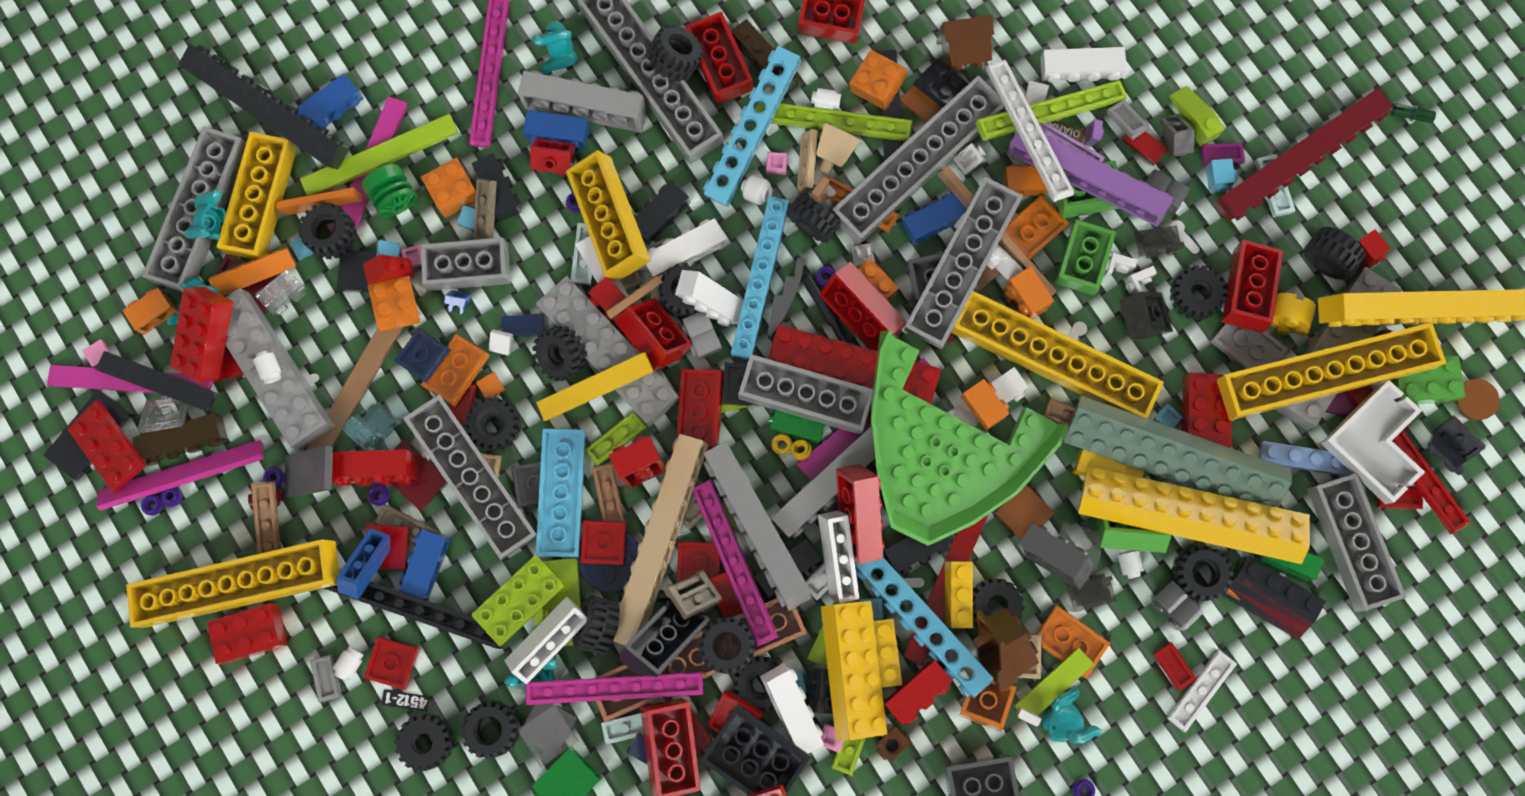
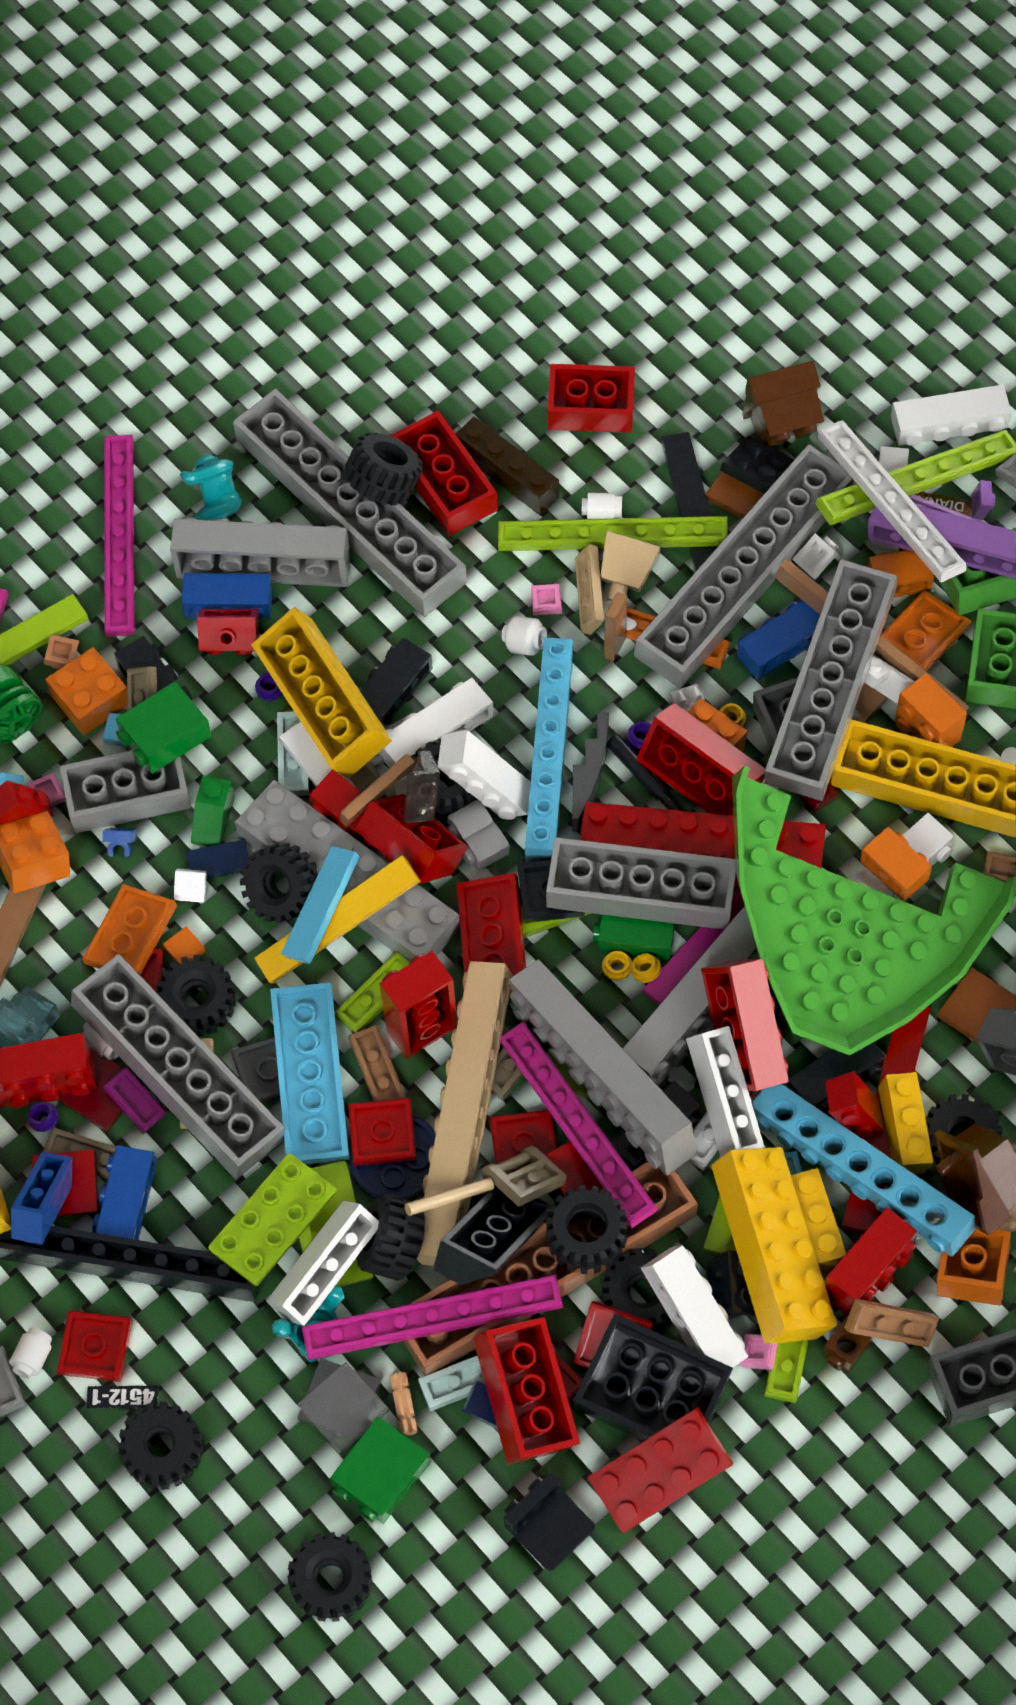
camera: 10 degrees left, 15 degrees down
(422, 355) = (79, 919): dark blue tile -> none
(435, 155) = (60, 651): none -> nougat tile
(441, 493) = (134, 1100): none -> magenta tile
(472, 734) = (250, 1386): black tyre -> none
(493, 228) = (162, 727): none -> green brick
(522, 290) = (212, 811): none -> green slope
(583, 376) = (320, 905): none -> medium azure tile
(589, 736) = (403, 1403): none -> light nougat axle
(635, 607) = (449, 1196): none -> tan bar
(663, 305) = (422, 789): none -> clear smoke bracket
(777, 58) = (480, 647): medium azure brick -> none
(813, 218) = (611, 658): black tyre -> none
(878, 79) = (670, 470): orange brick -> none
(894, 267) = (735, 711): none -> yellow plate
(924, 737) = (891, 1323): none -> medium nougat tile
(925, 578) = (854, 1105): none -> red brick

